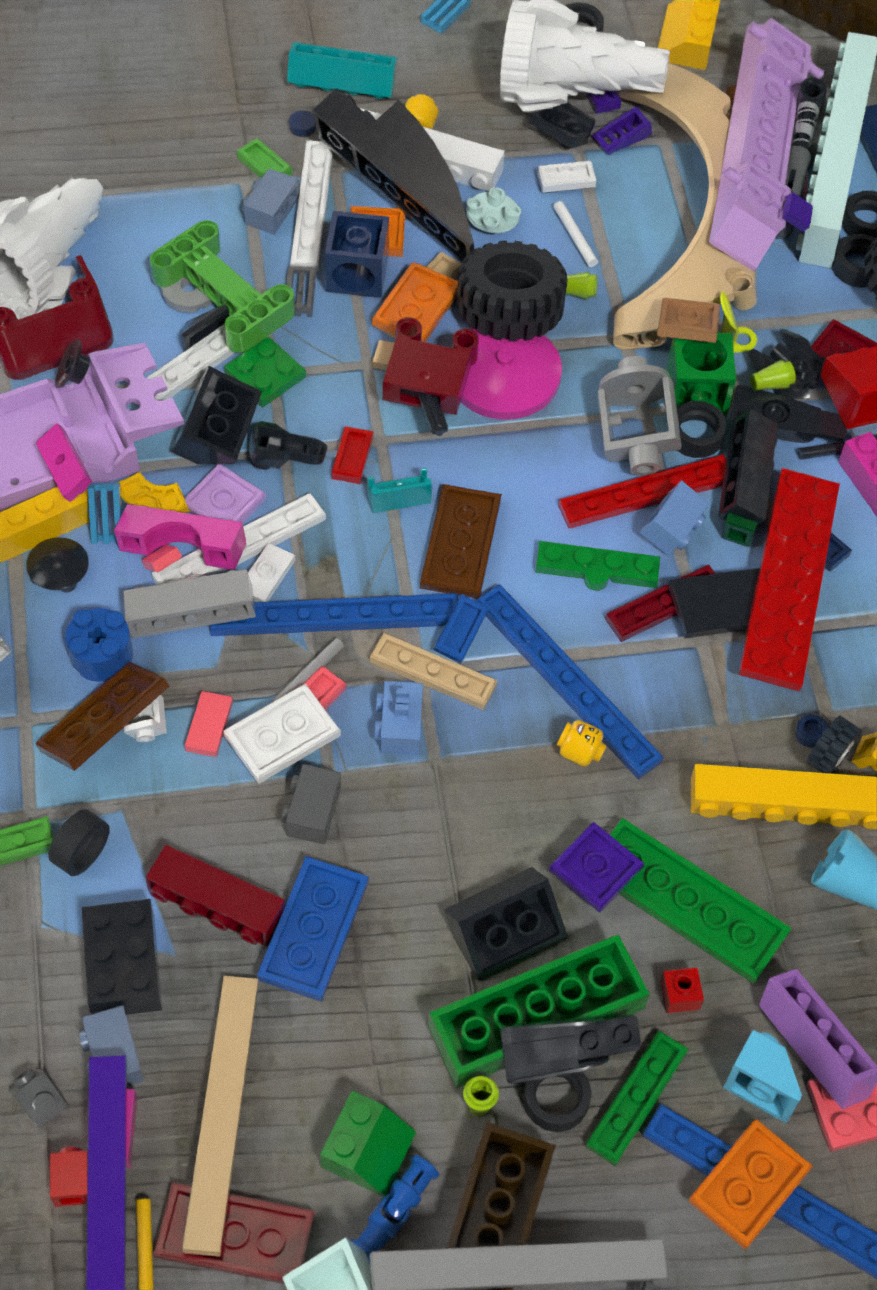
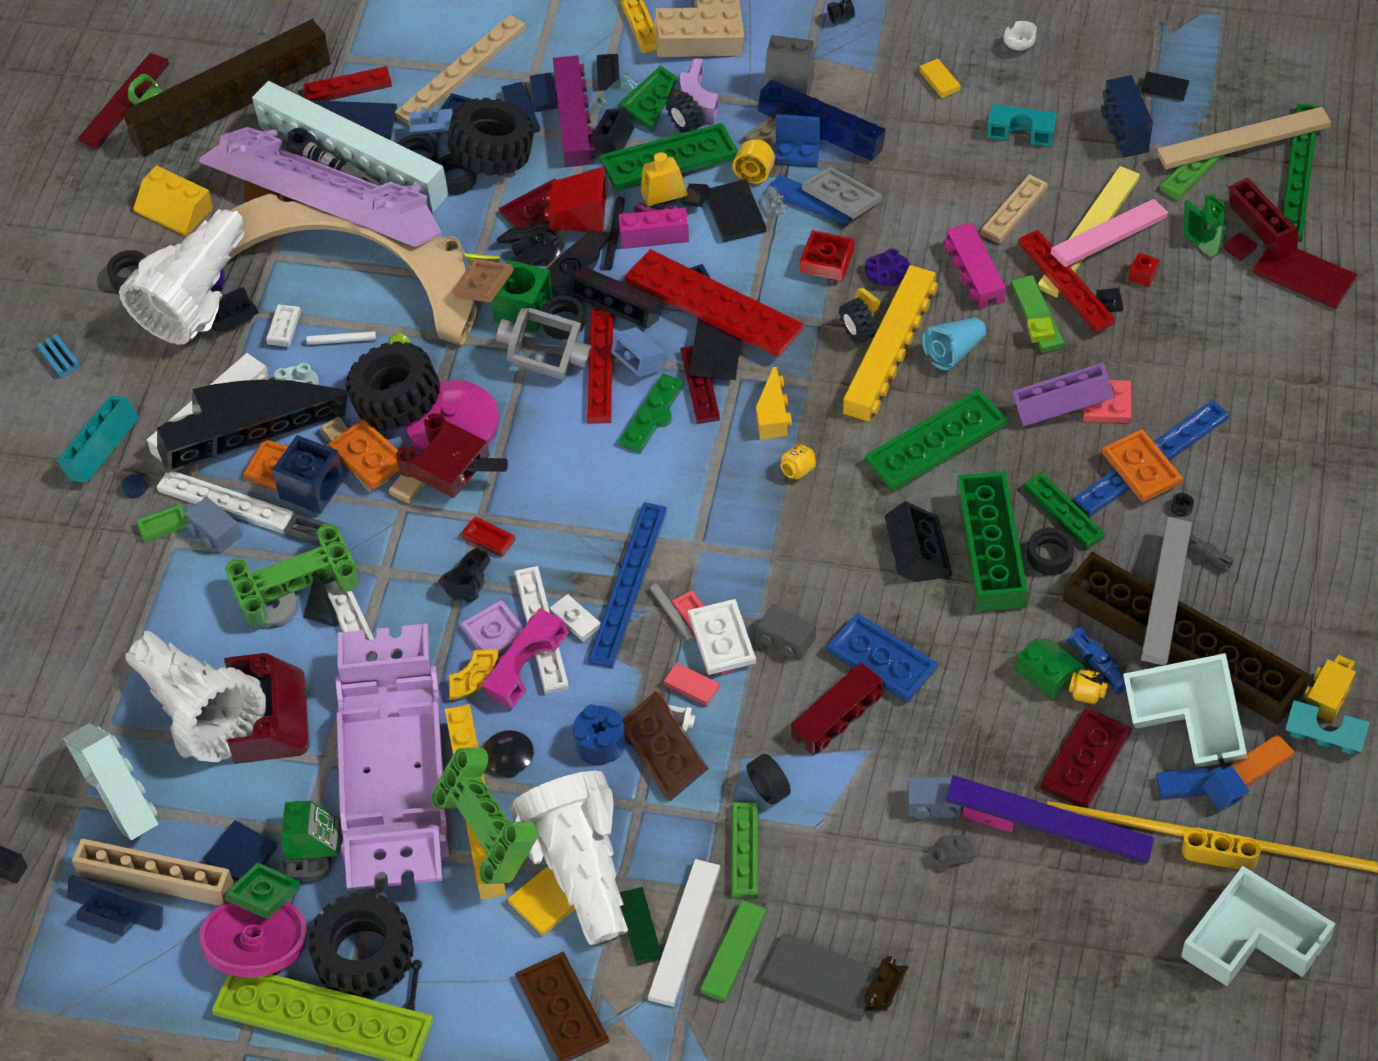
camera: 65 degrees left, 5 degrees down
(64, 462) = (421, 712): dark pink tile -> none
(69, 1177) = (1019, 841): red brick -> none
(72, 366) = (335, 691): black piece -> none
(106, 536) = (486, 698): dark azure tile -> none
(121, 957) = (867, 775): black brick -> none
(161, 558) = (535, 679): coral tile -> none
(189, 603) = (589, 663): light grey brick -> none
(216, 419) = (418, 602): black slope -> none
(221, 1117) = (1001, 742): tan tile -> none
(266, 369) = (383, 574): green plate -> none
(343, 1203) = (1088, 686): none -> yellow head
(400, 492) = (537, 513): teal hinge -> none
(400, 717) = (736, 562): medium blue brick -> none
(423, 109) = (170, 400): yellow head -> none
(433, 671) = (701, 536): tan tile -> none
(460, 541) = (596, 489): reddish brown tile -> none
(461, 629) = (675, 507): blue tile -> none
(480, 1088) = (1041, 588): lime cone -> none
(565, 1045) = (1026, 528): black piece -> none
(570, 682) = (736, 459): blue tile -> none
(596, 867) = (898, 479): dark purple tile -> none
(626, 121) = (254, 262): dark purple slope -> none
(654, 689) = (770, 411): none -> yellow slope
(679, 999) = (1000, 460): red plate -> none
(701, 1266) = (1186, 509): none -> black bush
(739, 530) = (661, 320): dark green tile -> none
(765, 1076) = (1078, 431): medium azure slope -> none
(776, 376) = (543, 252): lime cone -> none
(797, 212) = (417, 183): dark purple tile -> none
(810, 729) = (834, 334): dark blue tile -> none

